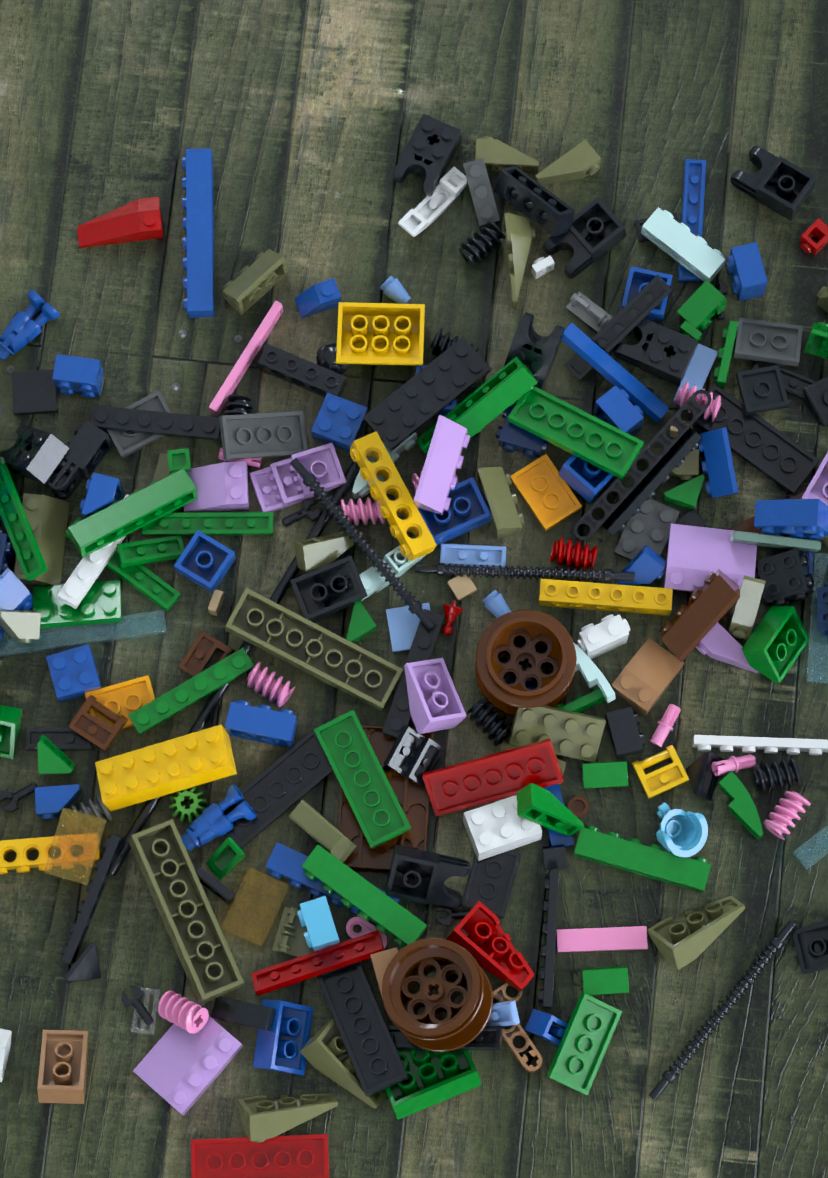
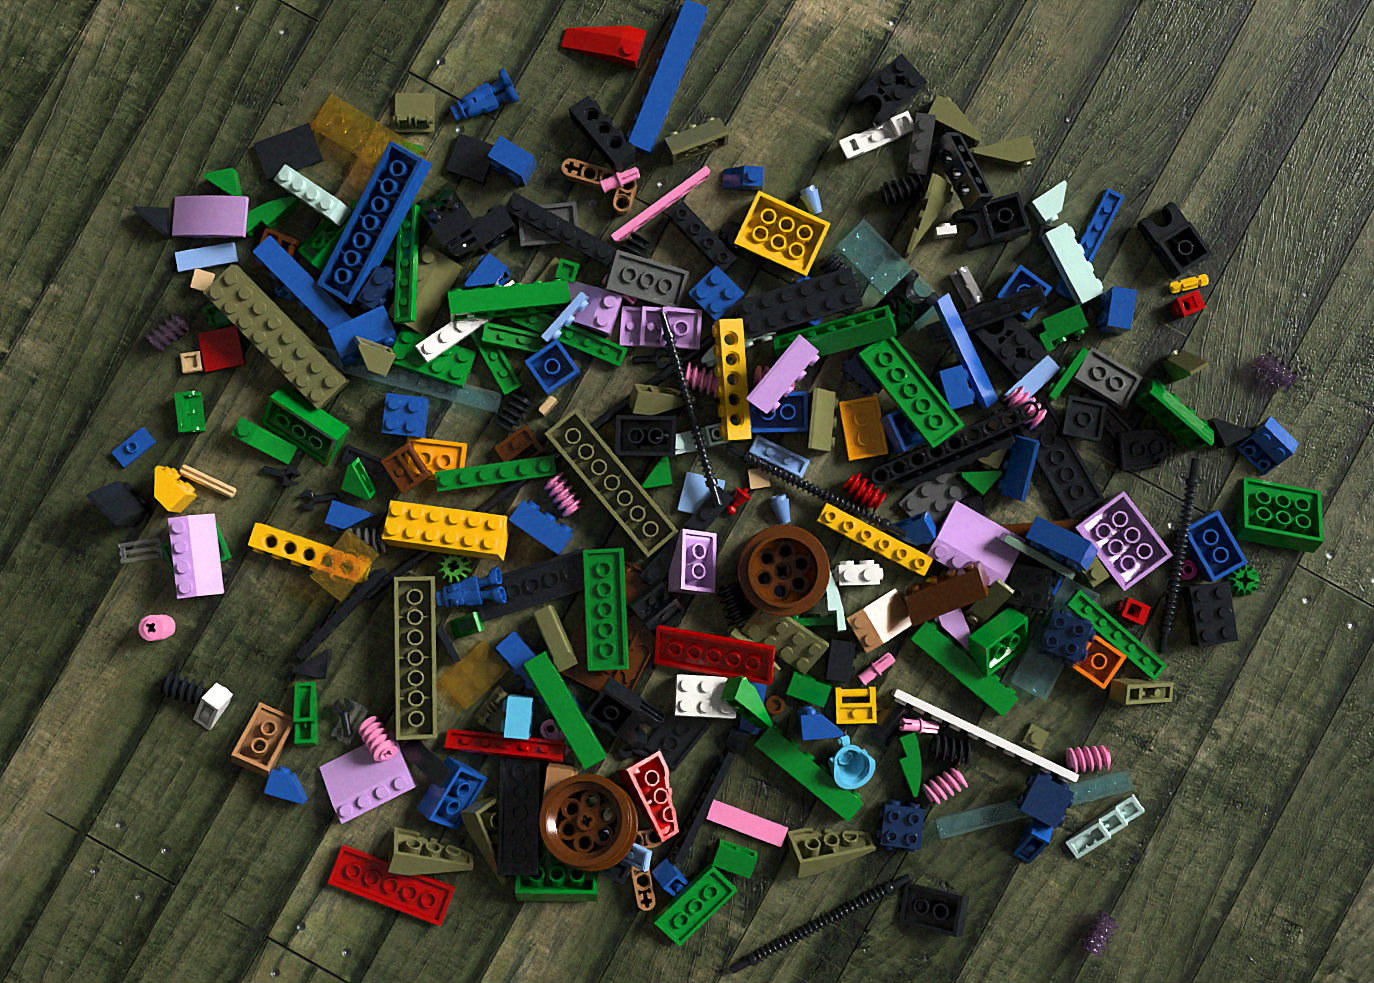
camera: 10 degrees right, 10 degrees up
(96, 1021) = (306, 714): none -> green slope
(104, 1103) = (285, 785): none -> blue slope
(173, 362) = (600, 174): none -> medium nougat beam
(182, 330) = (616, 158): none -> black brick
(183, 622) = (514, 411): none -> black piece
(195, 348) = (620, 179): none -> bright pink axle
(198, 505) = (566, 317): none -> light blue plate
(492, 324) = (881, 264): none -> clear light blue plate
(627, 802) = (814, 725): none -> blue slope
(634, 198) = (1049, 204): none -> light aqua slope
(753, 687) = (963, 668): none -> green brick
(760, 873) = (900, 825): none -> dark blue brick
(807, 217) = (1188, 283): none -> yellow axle

